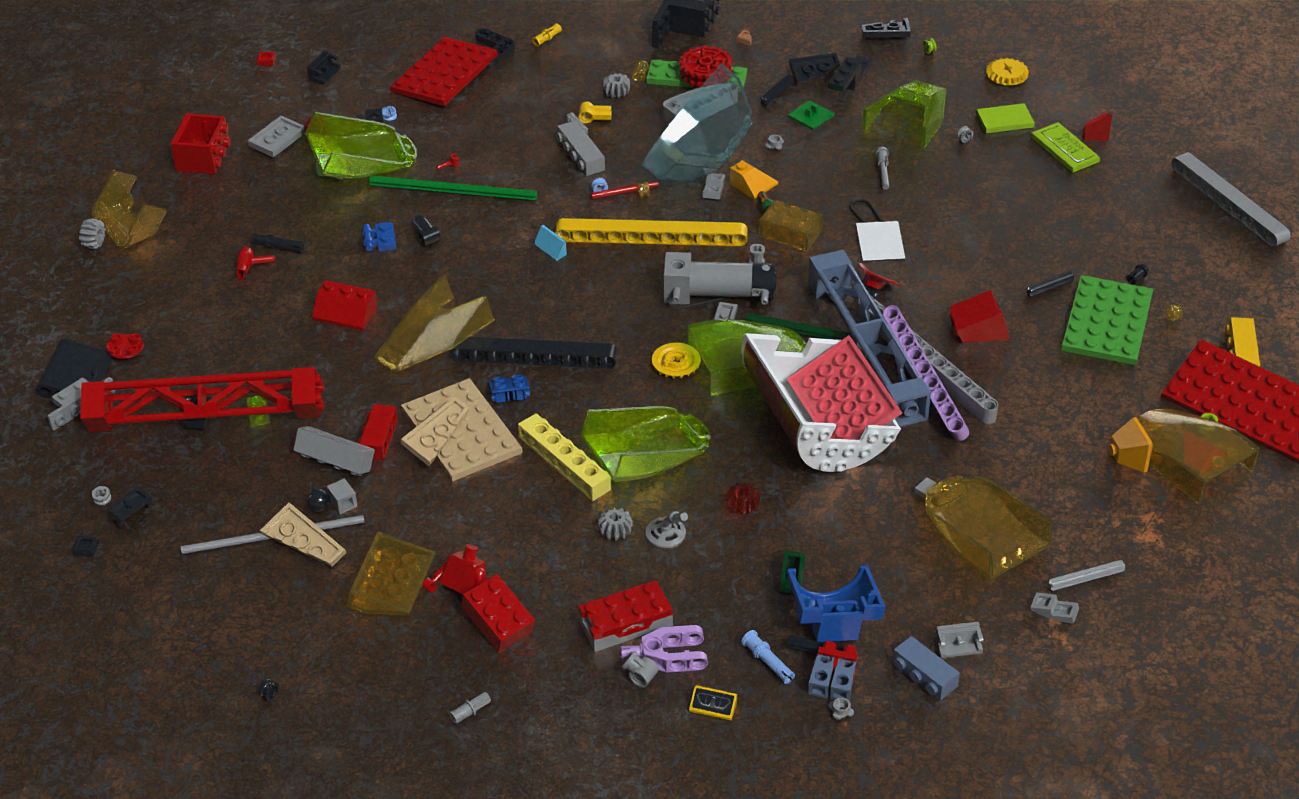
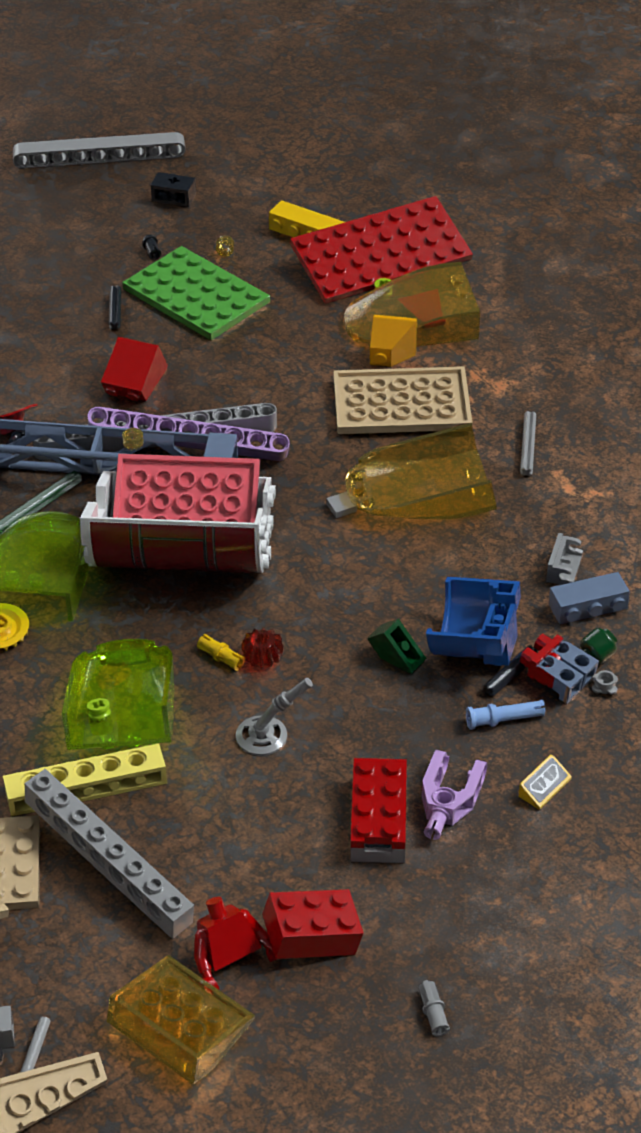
camera: 65 degrees left, 0 degrees up
(499, 486) = (109, 853): none -> light grey brick
(615, 523) = (227, 770): light grey gear -> none
(627, 436) = (98, 709): none -> lime bush
(641, 669) = (466, 824): light grey piece -> none
(727, 479) = (221, 652): none -> yellow pin
(874, 690) = (599, 644): none -> dark green head
(878, 338) = (137, 440): none -> clear yellow bush
(1050, 607) = (558, 481): light grey slope -> none
(1075, 481) = (401, 400): none -> tan plate
(1218, 257) = (173, 189): none -> black brick

